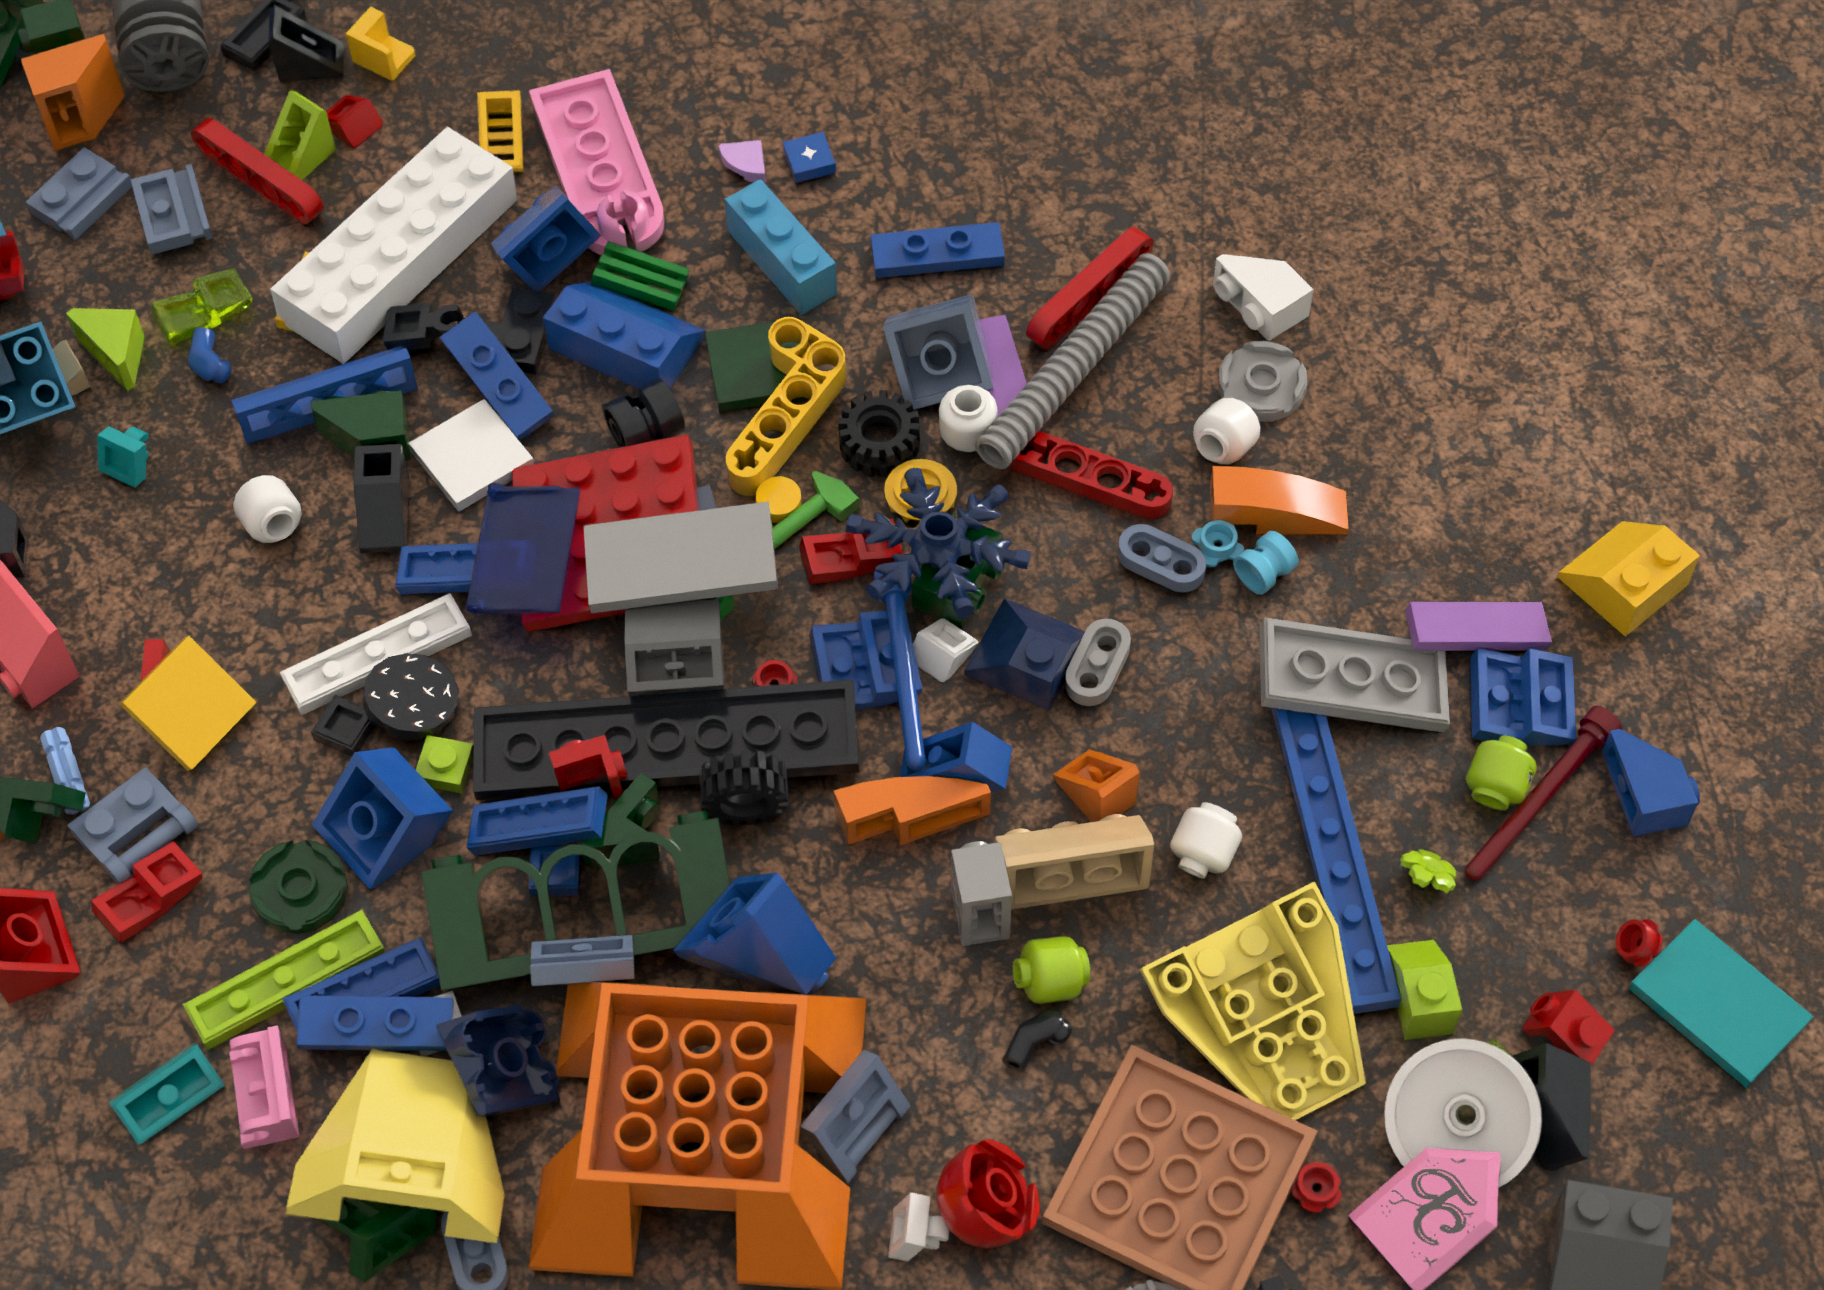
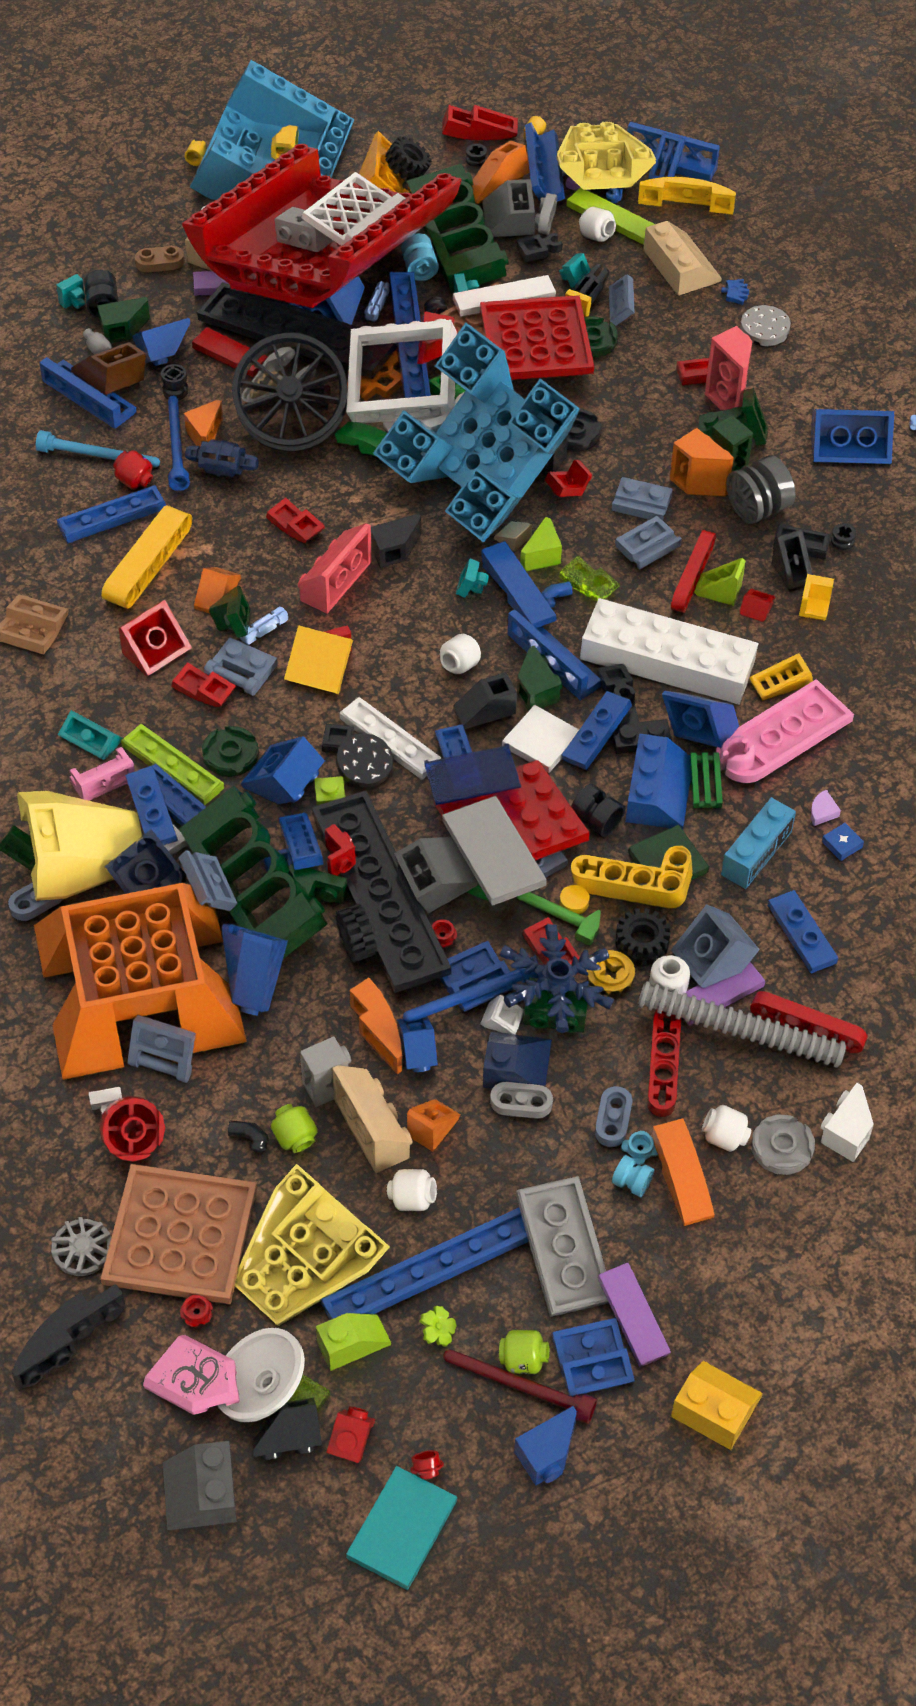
camera: 70 degrees right, 5 degrees down
(156, 396) = (515, 581): none -> blue slope

